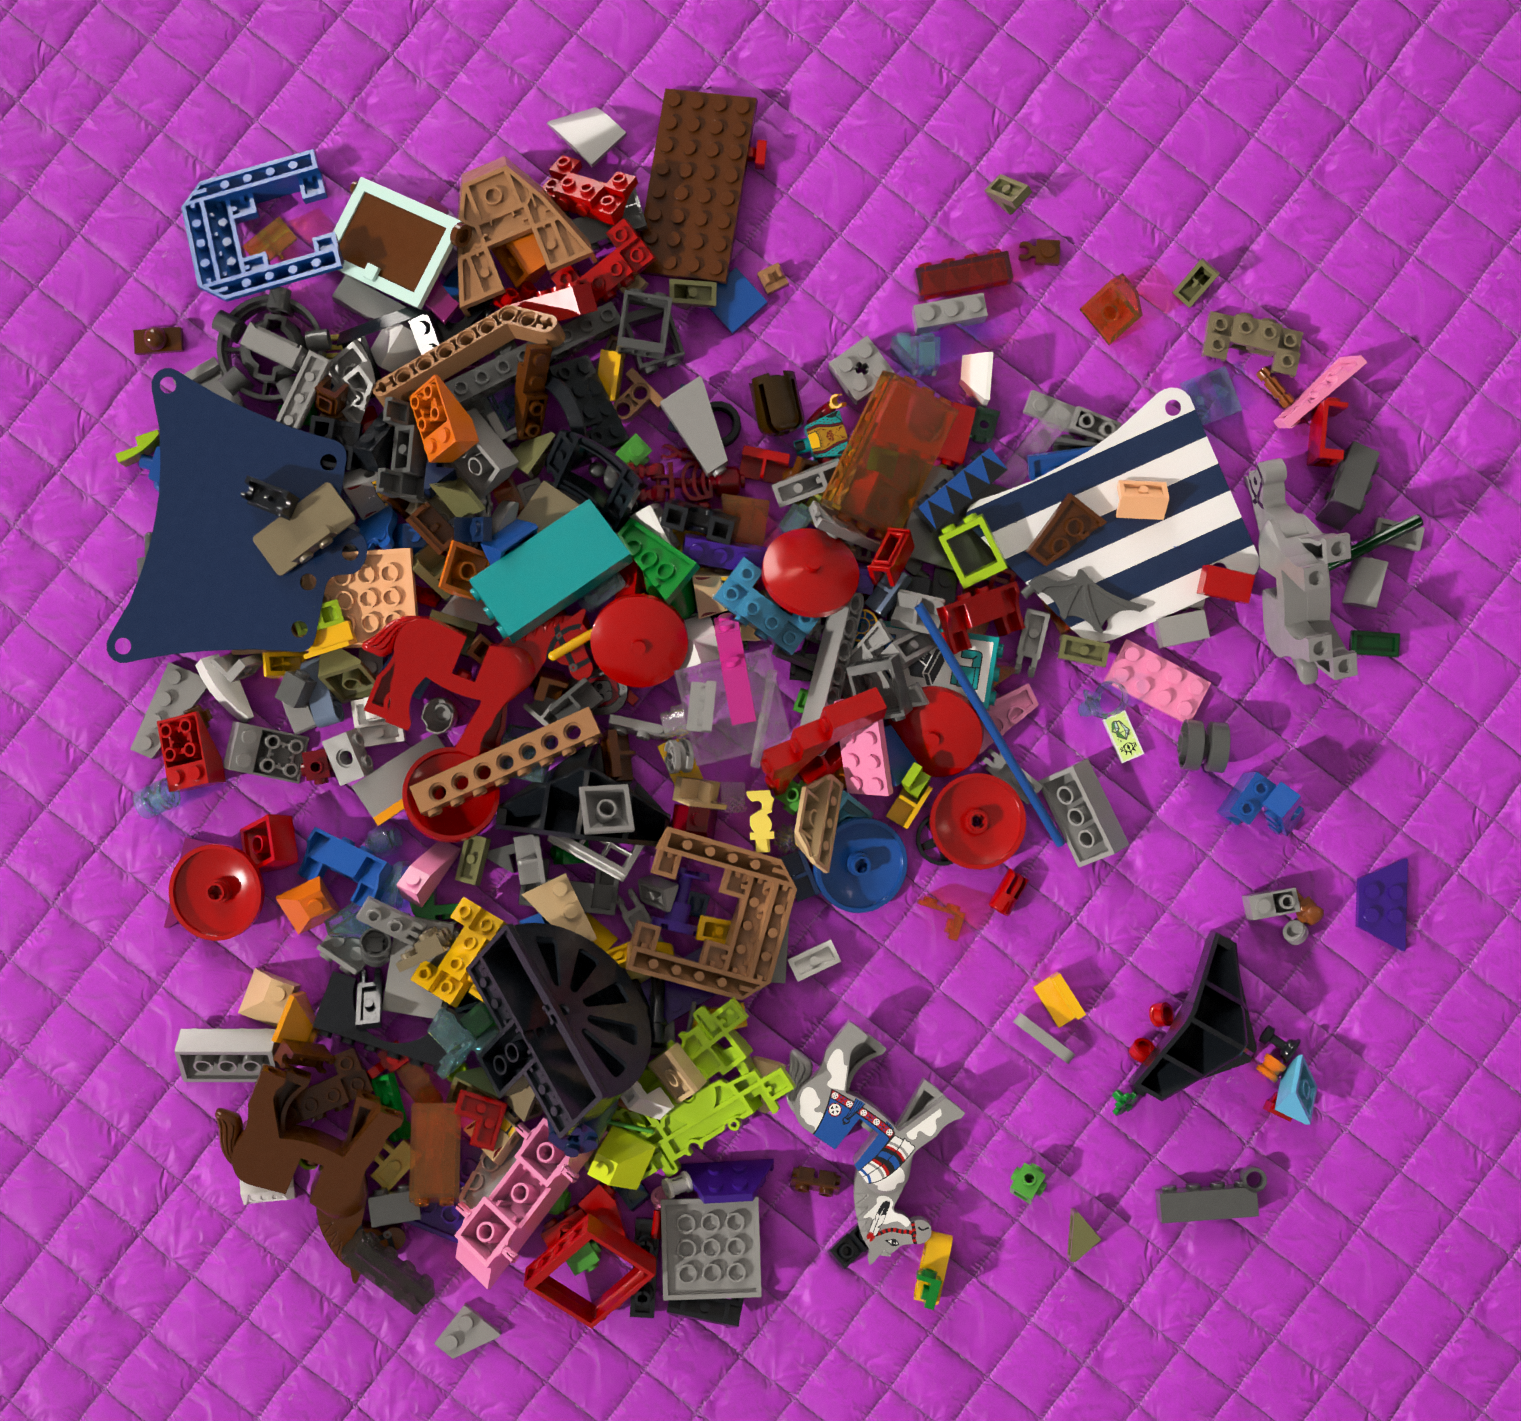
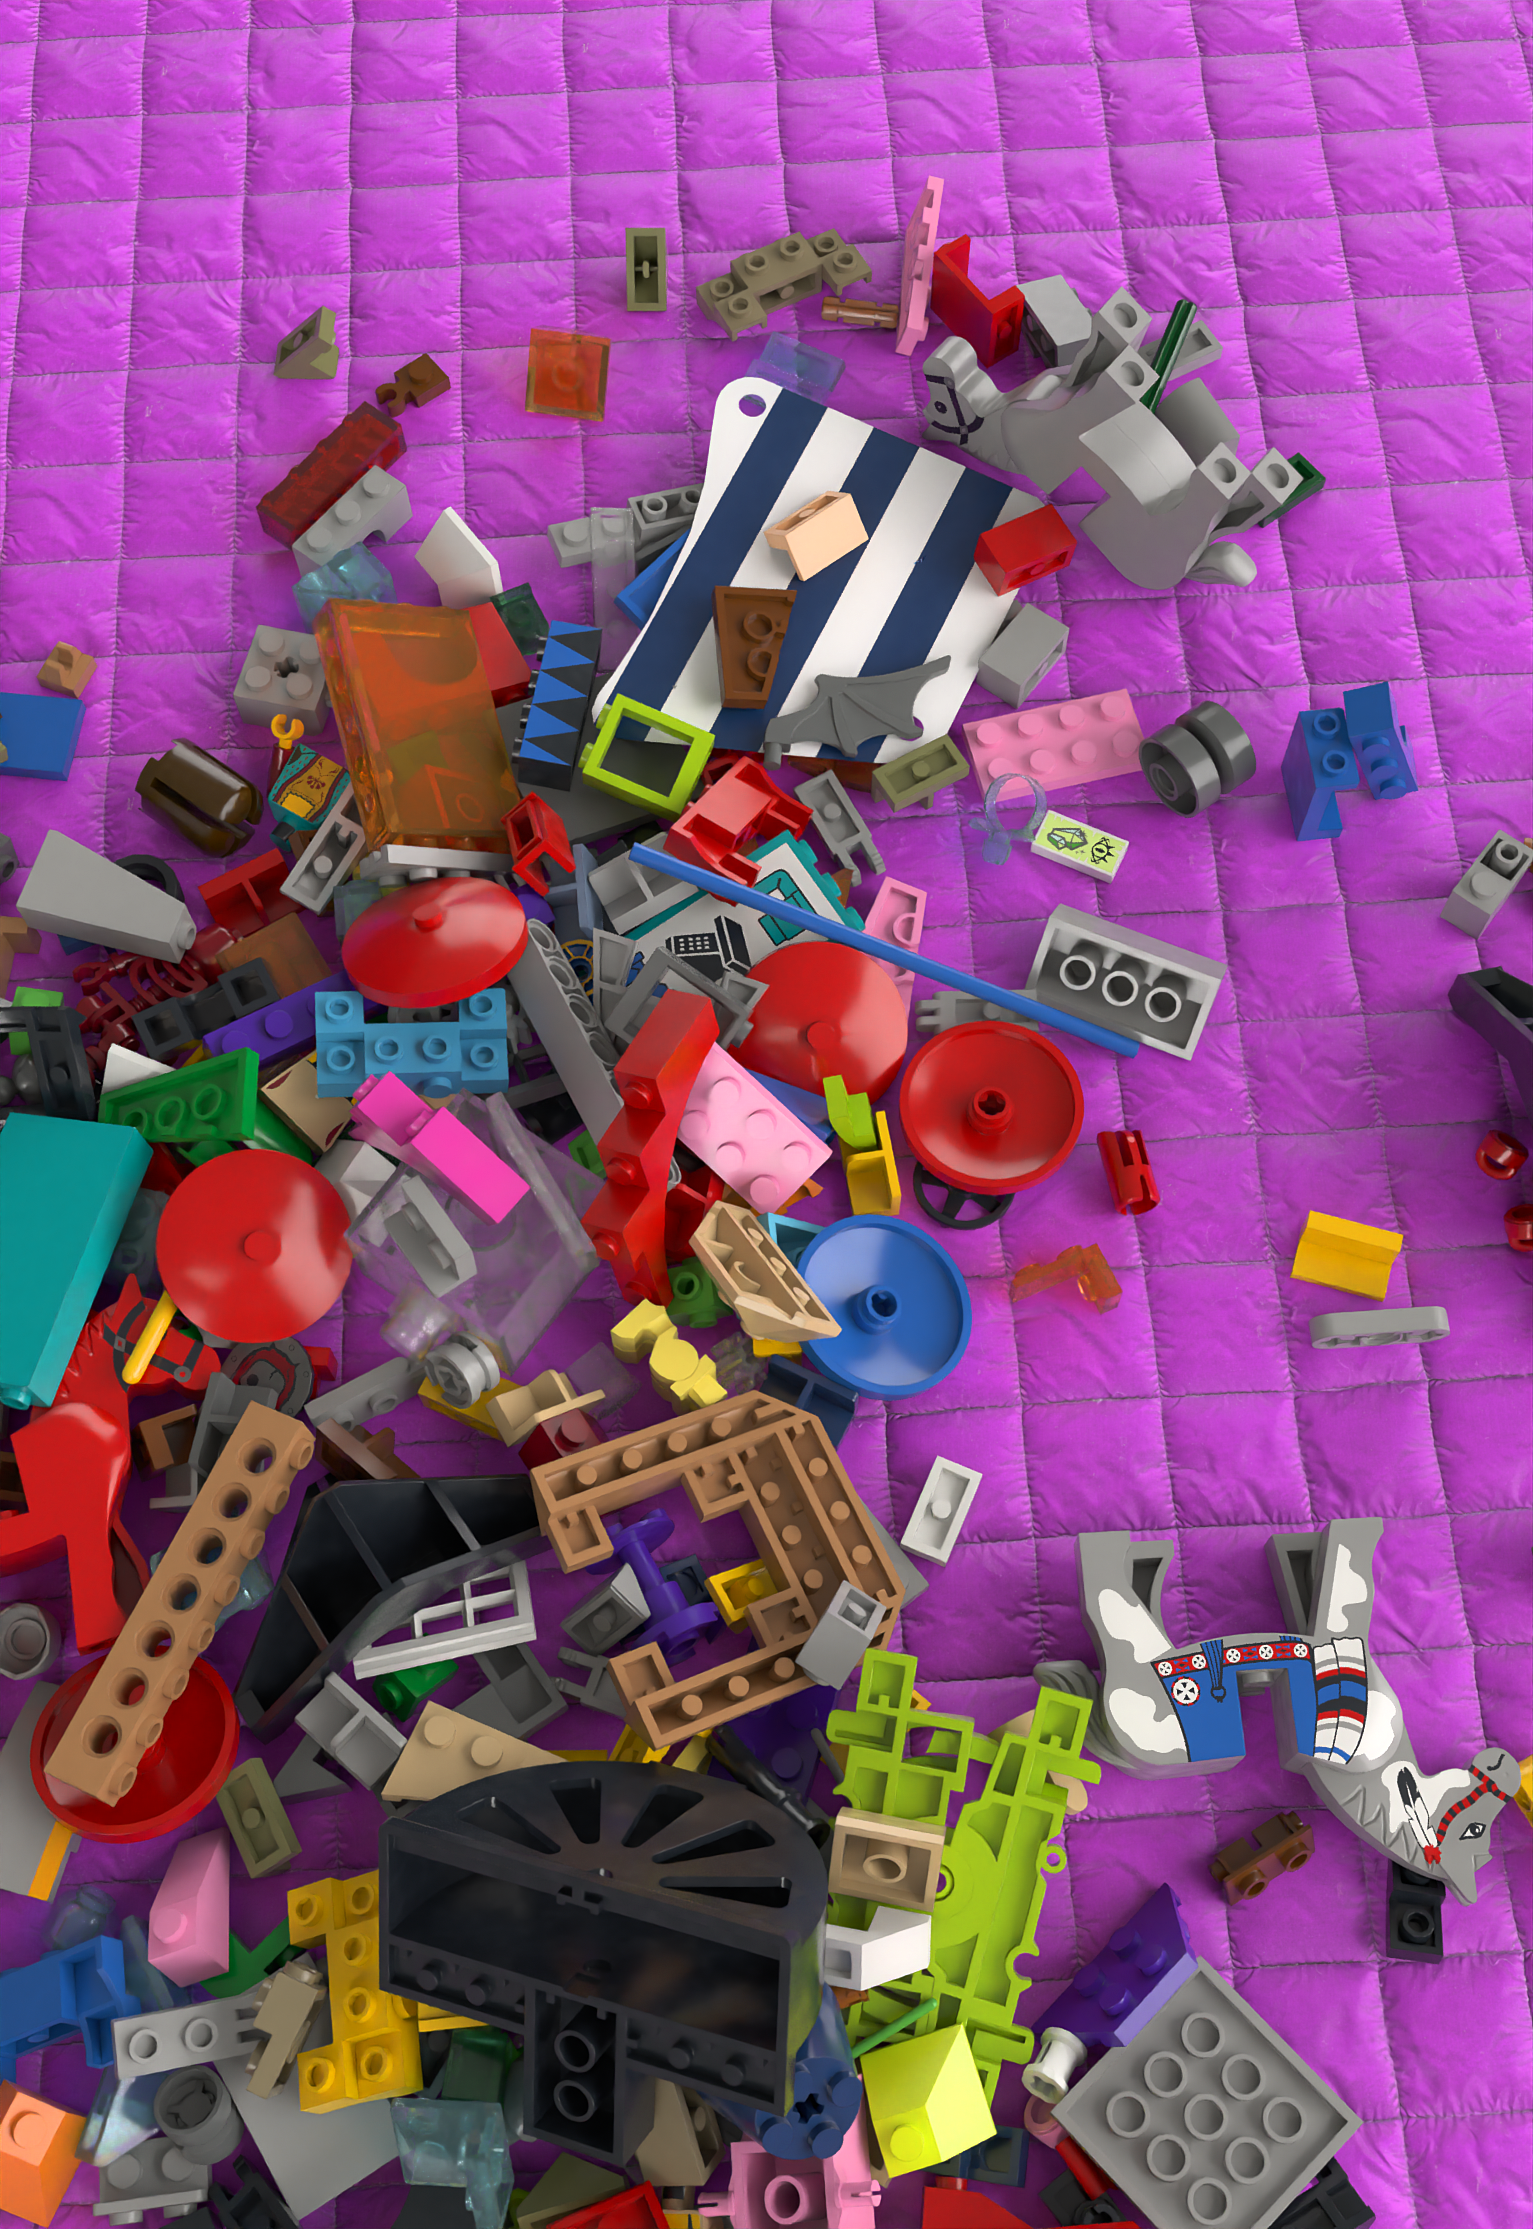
camera: 40 degrees left, 20 degrees down
(606, 809) = (403, 1511): light grey slope -> none
(729, 983) = (840, 1636): none -> light grey slope
(910, 648) = (683, 934): light grey slope -> none

